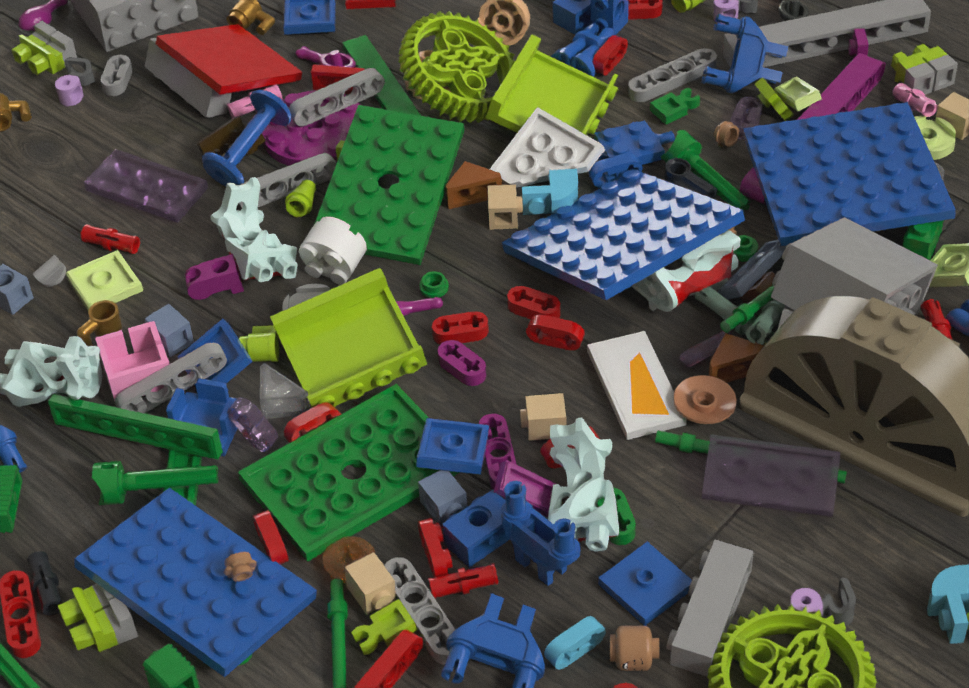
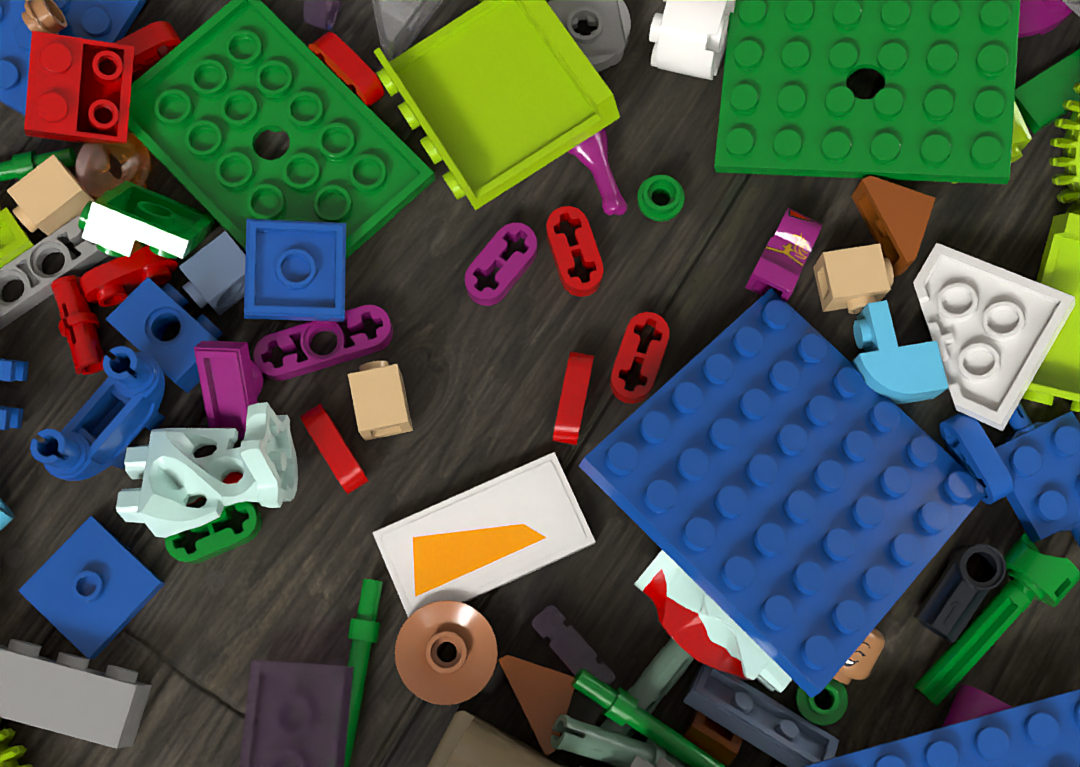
camera: 80 degrees right, 30 degrees up
(299, 553) = (78, 89): none -> red slope
(405, 524) = (136, 216): none -> green plate
(483, 234) = (785, 255): none -> magenta leg

